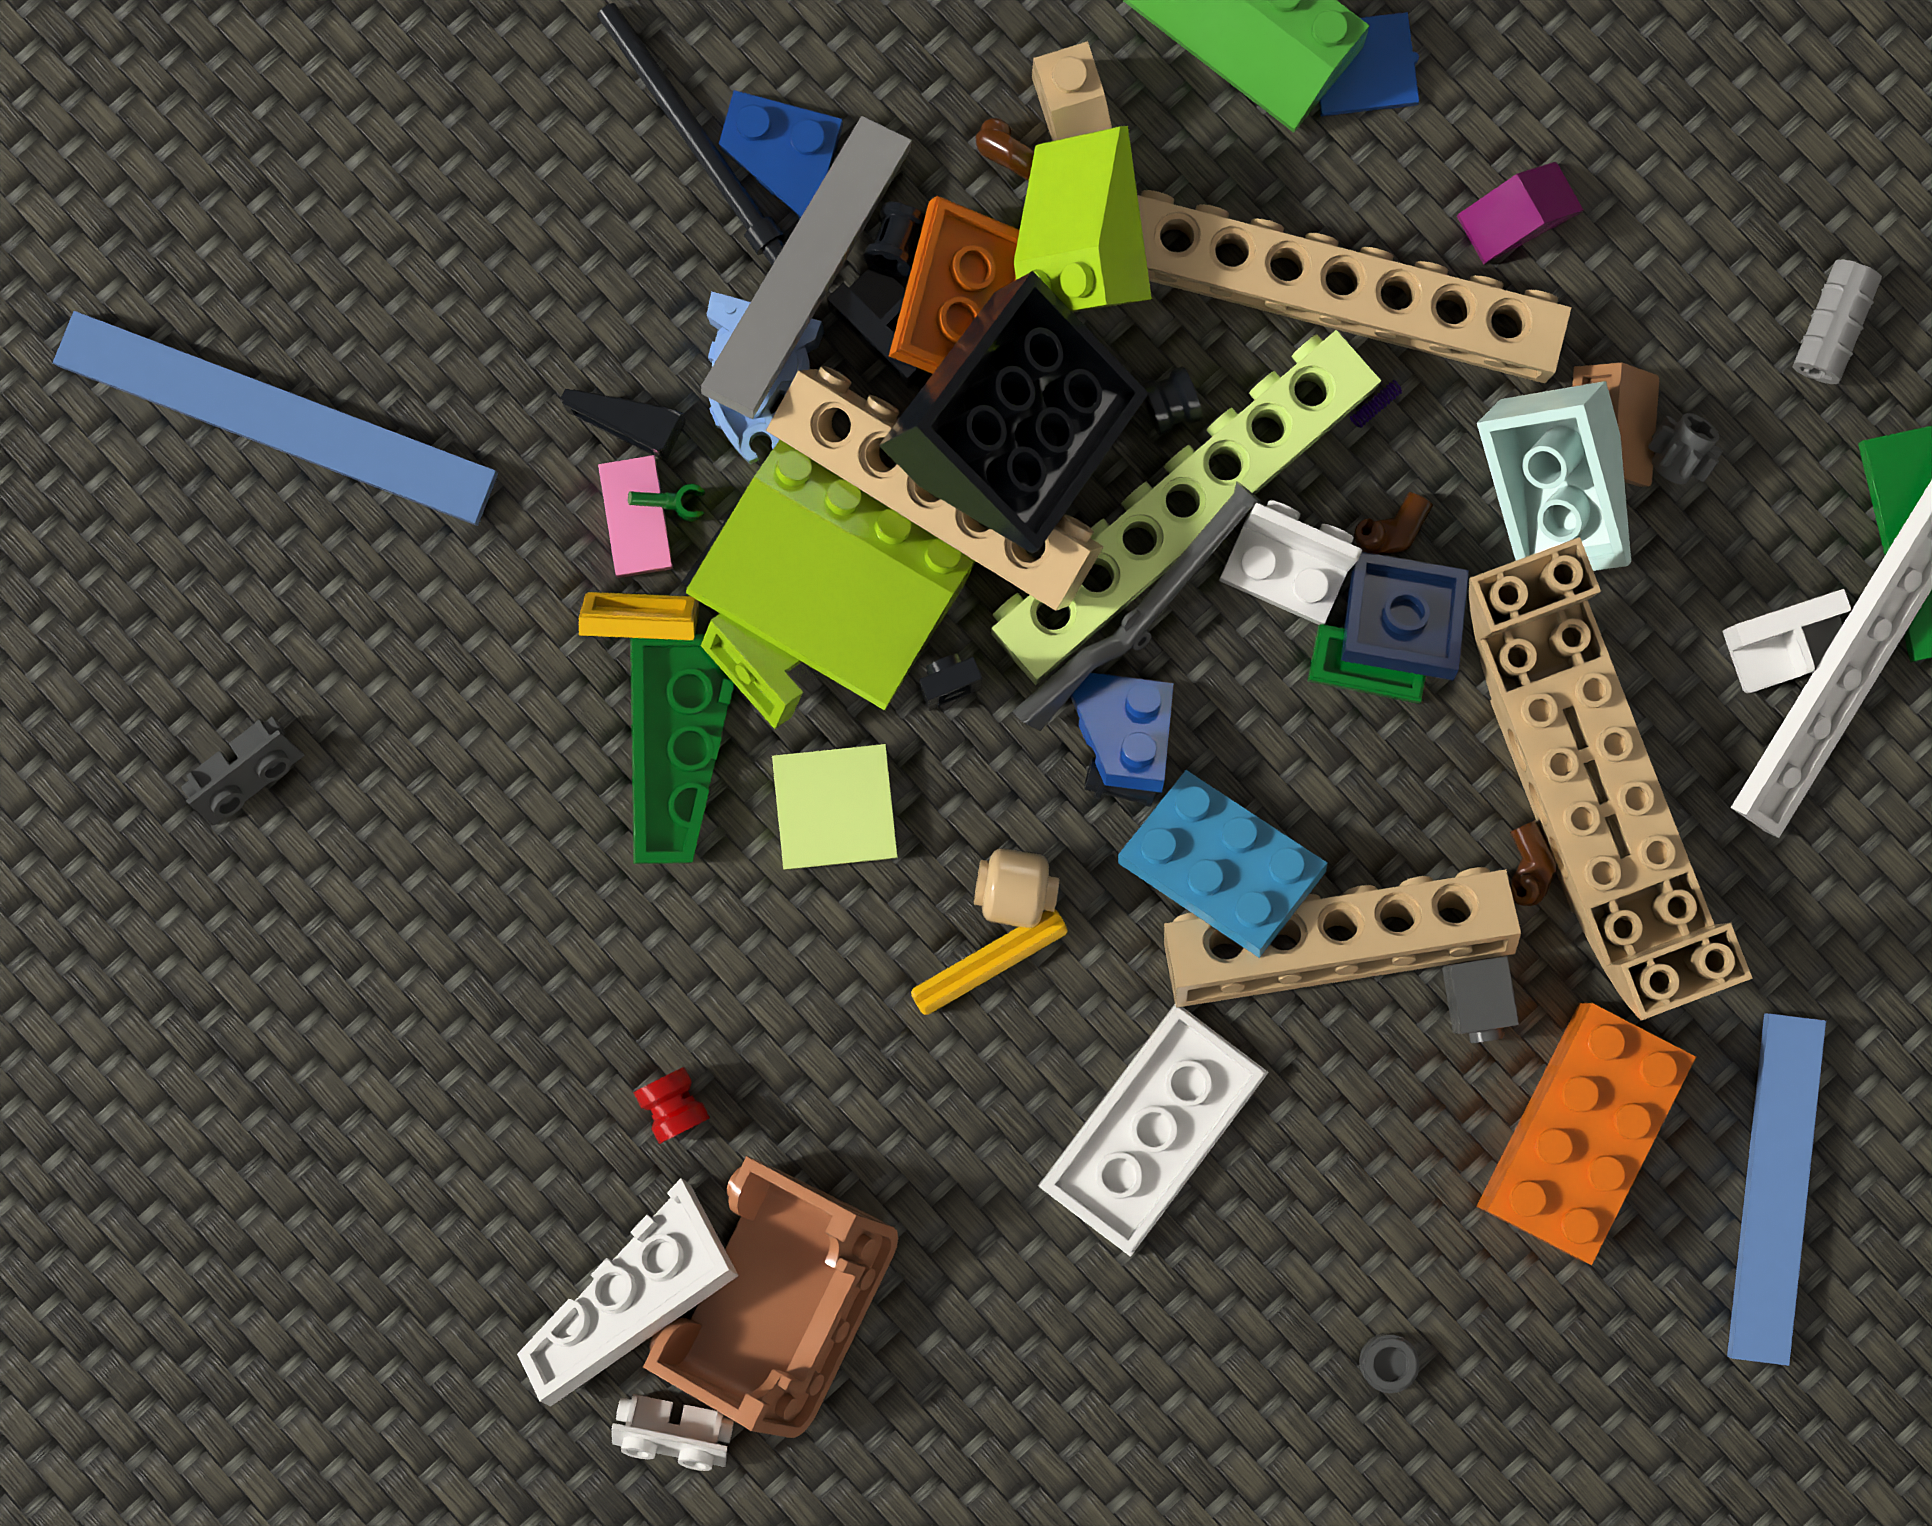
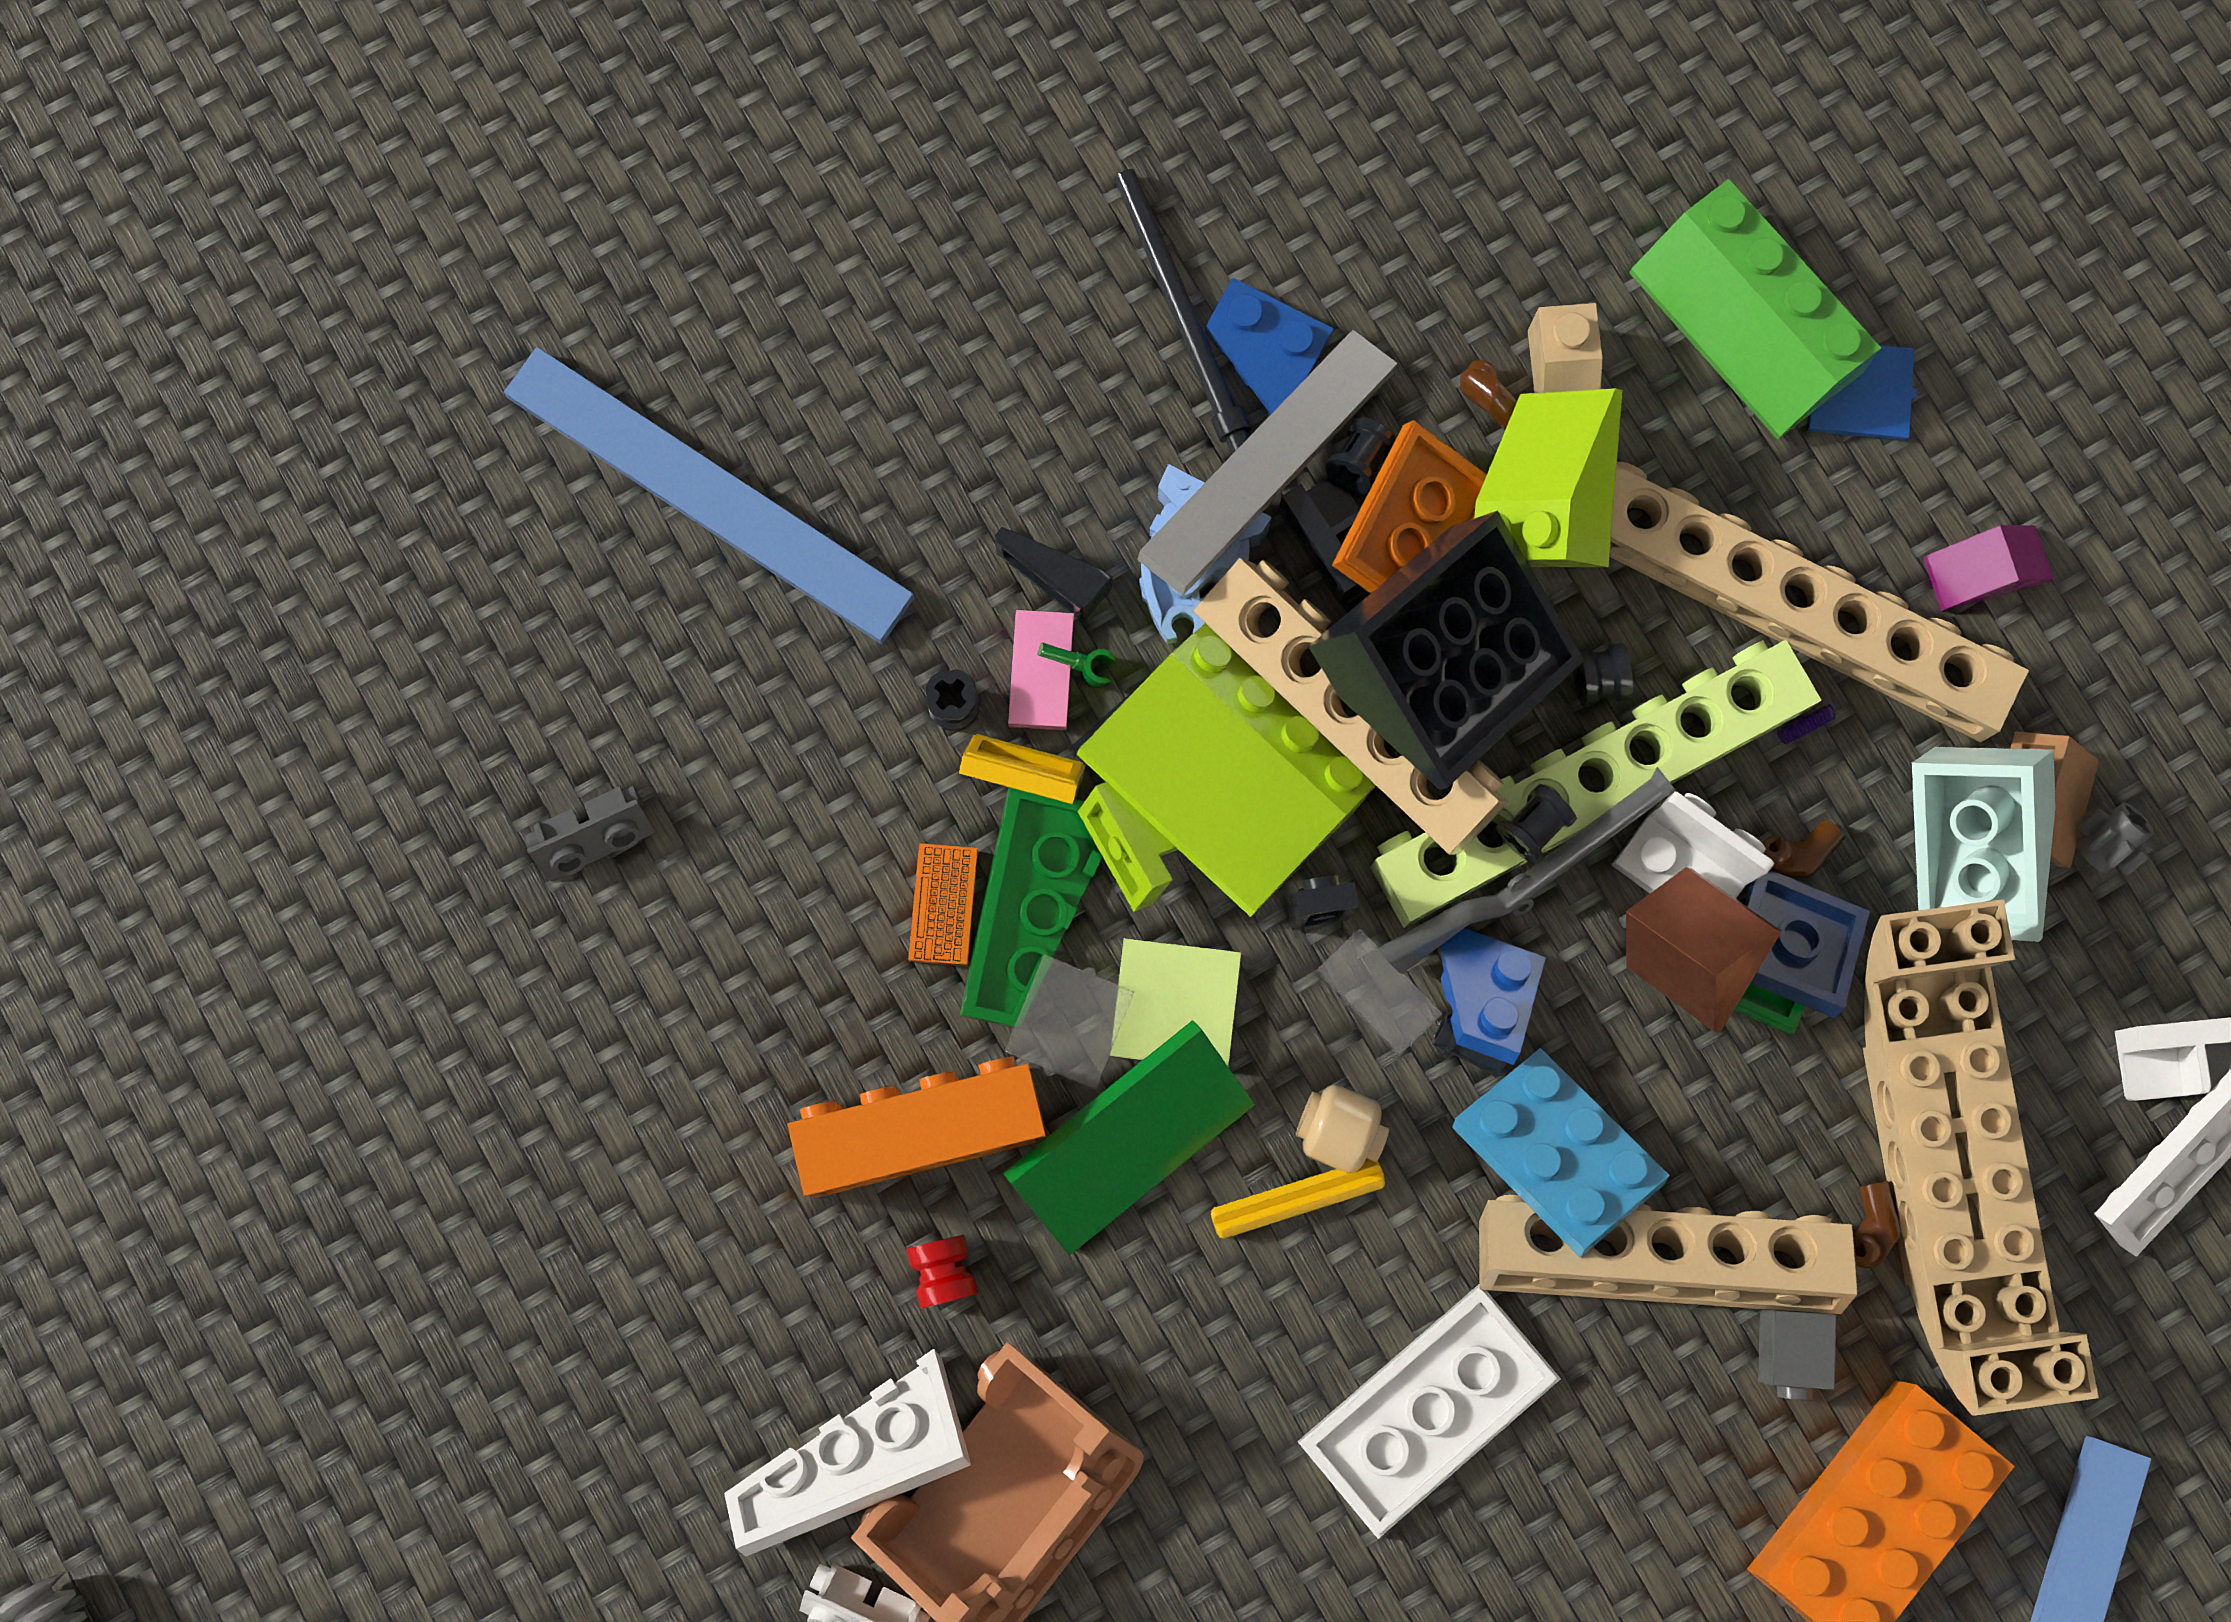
camera: 15 degrees right, 5 degrees down
(559, 582) = (952, 682): none -> black bush
(594, 762) = (943, 905): none -> orange tile
(617, 981) = (916, 1130): none -> orange brick
(737, 846) = (1069, 1021): none -> clear piece
(818, 942) = (1129, 1138): none -> green tile
(1023, 752) = (1378, 992): none -> clear tile
(1134, 561) = (1536, 823): none -> black bush
(1309, 641) = (1697, 945): none -> copper slope

